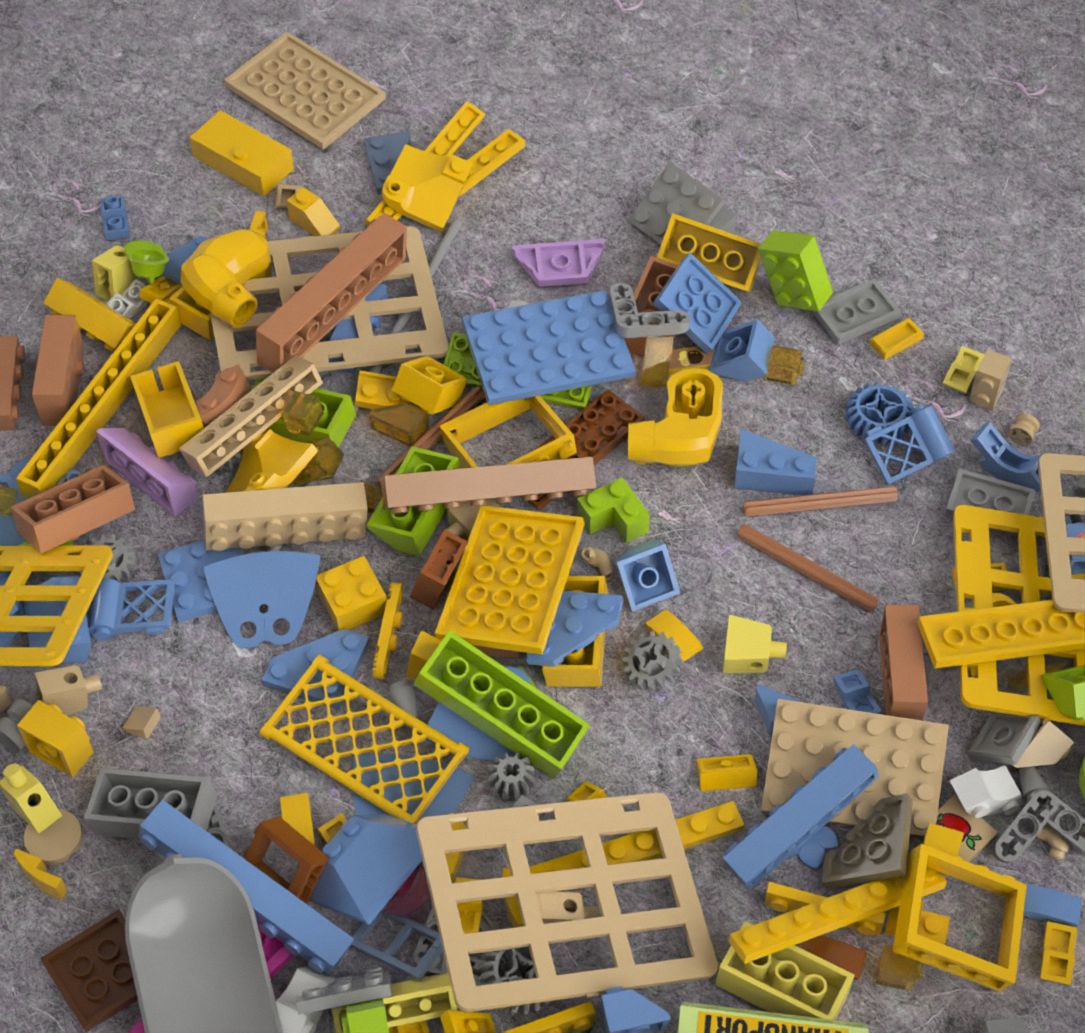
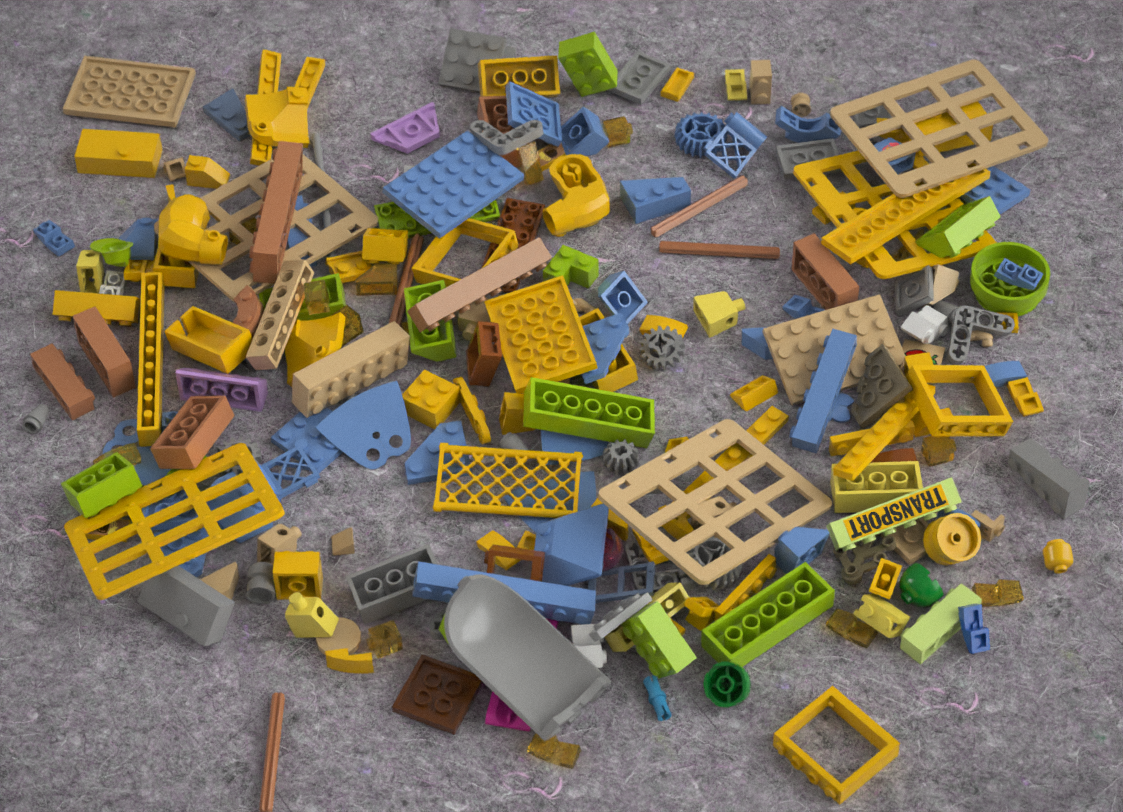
camera: 30 degrees left, 5 degrees down
(100, 877) = (384, 639): none -> clear yellow brick

